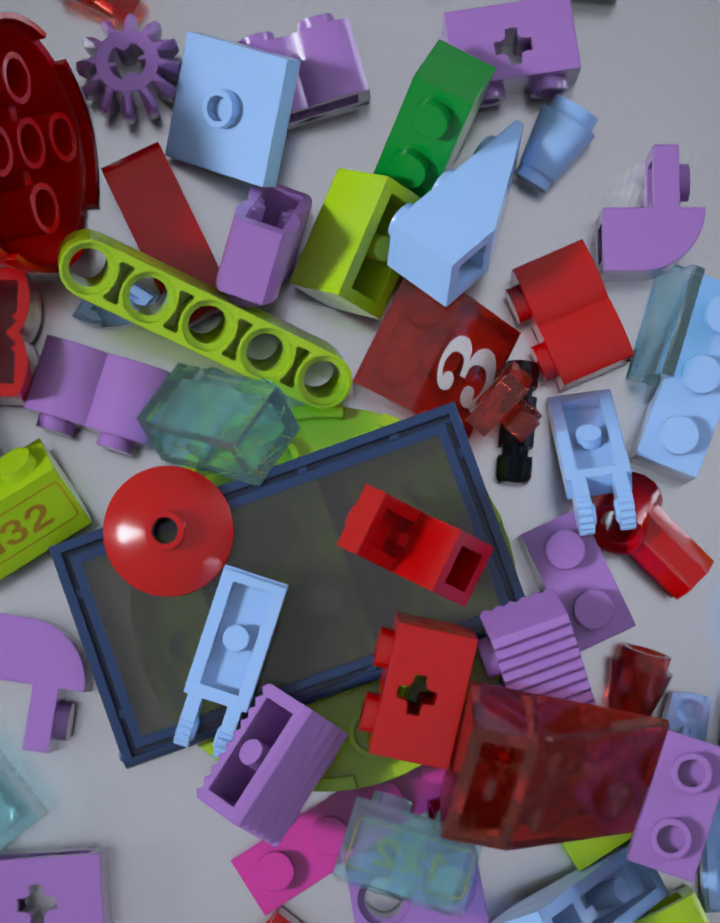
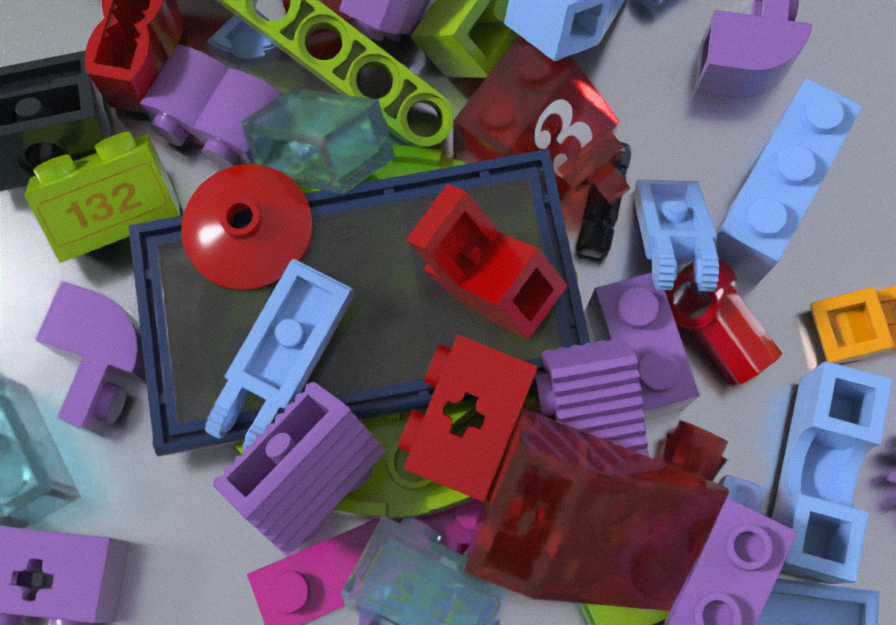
camera: 10 degrees right, 10 degrees down
(569, 315) = (669, 108): red brick -> none
(665, 324) = (761, 122): clear light blue piece -> none

